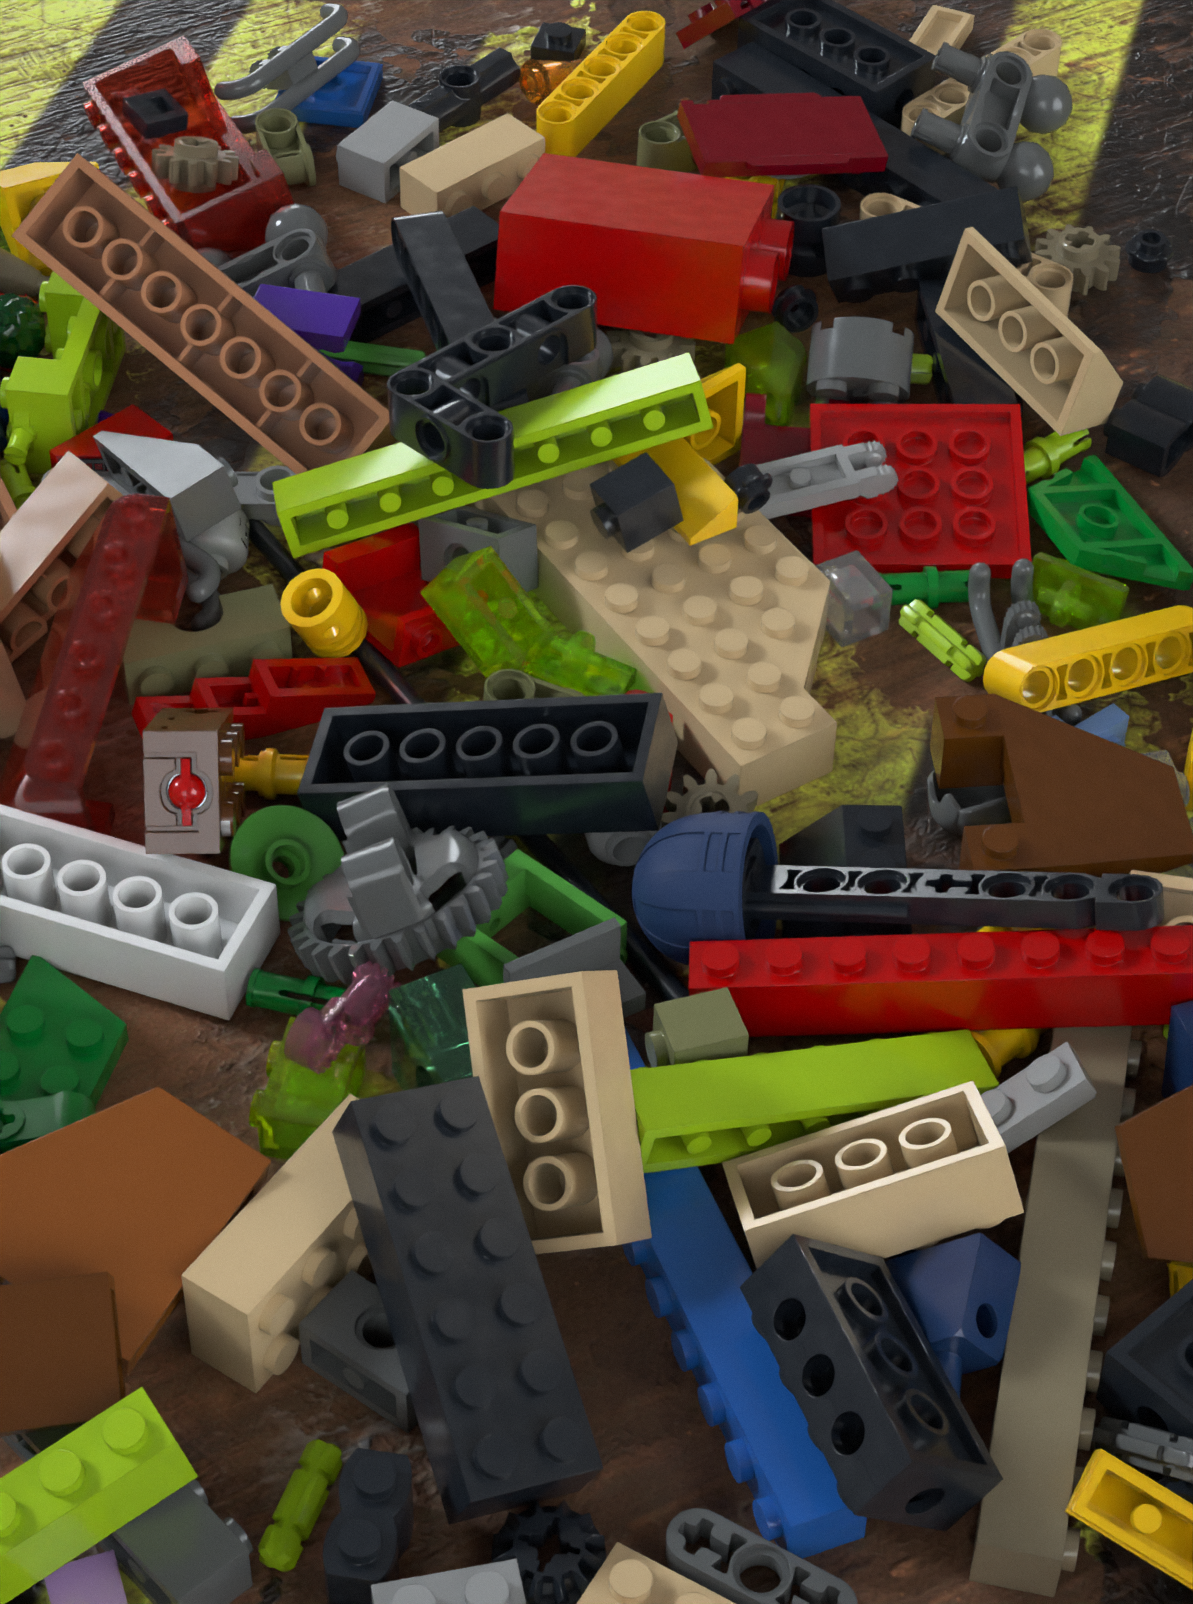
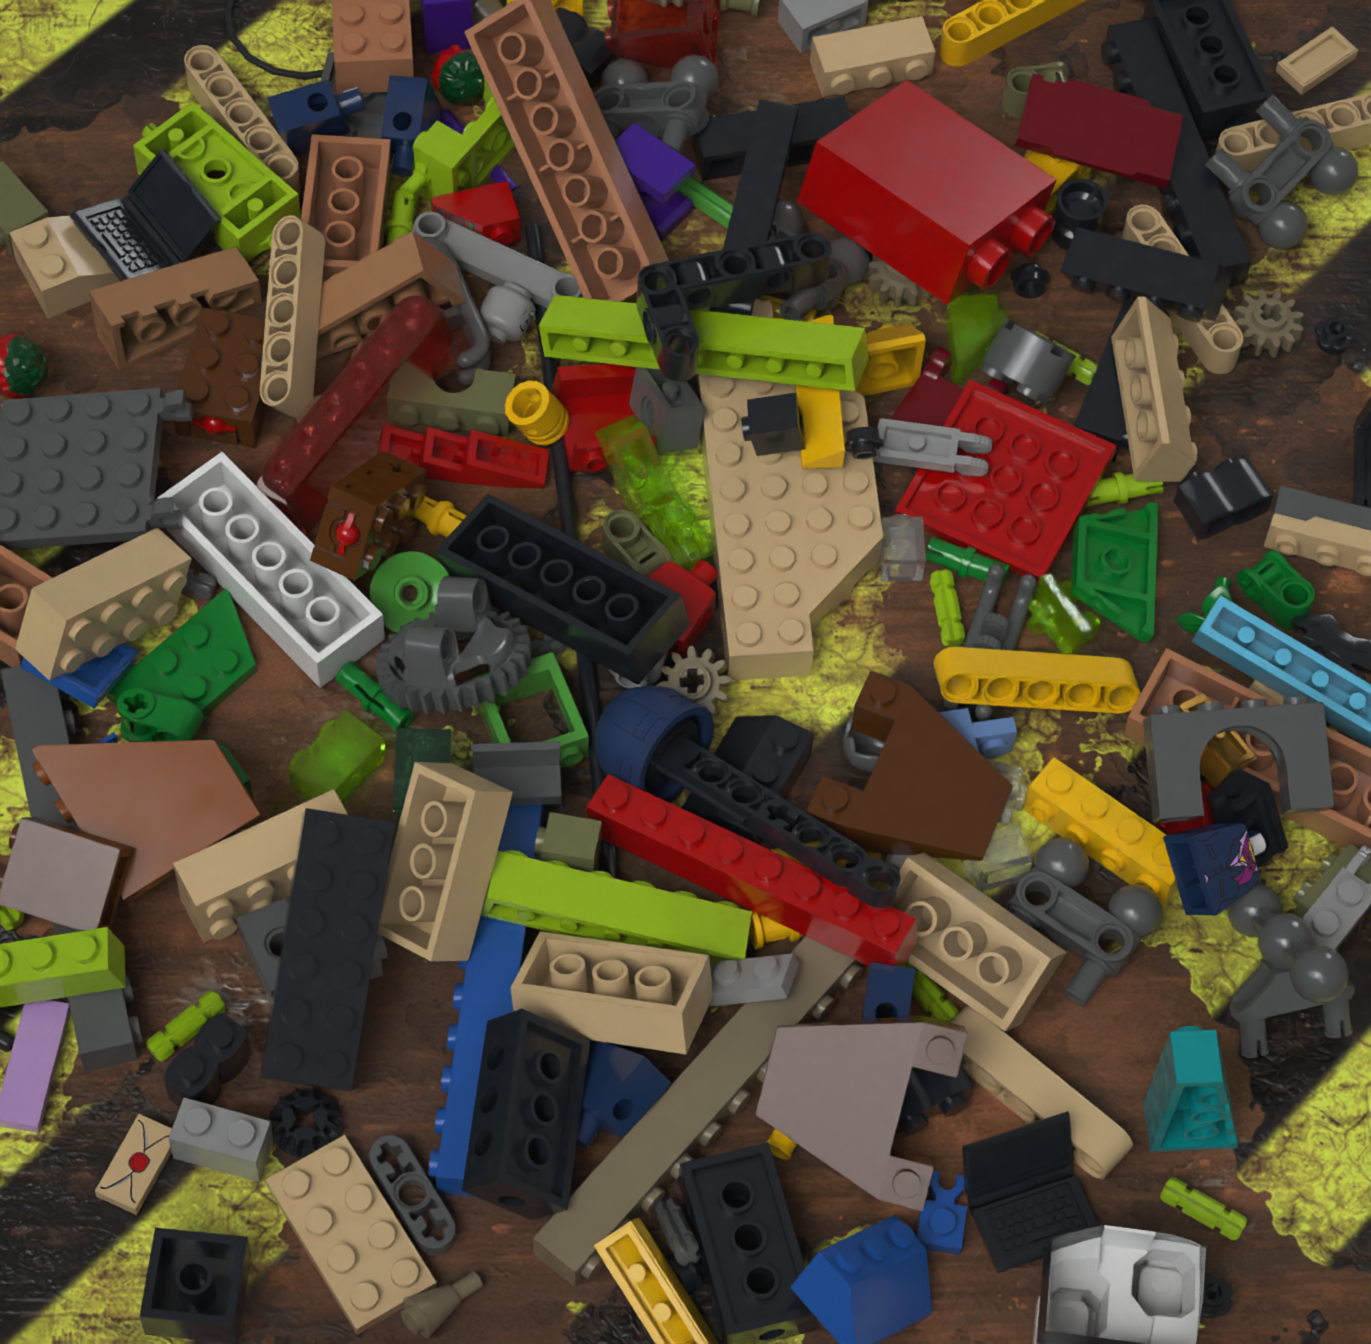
camera: 25 degrees right, 15 degrees up
(185, 472) = (489, 268): dark grey slope -> none
(343, 1020) = (349, 735): clear pink connector -> none

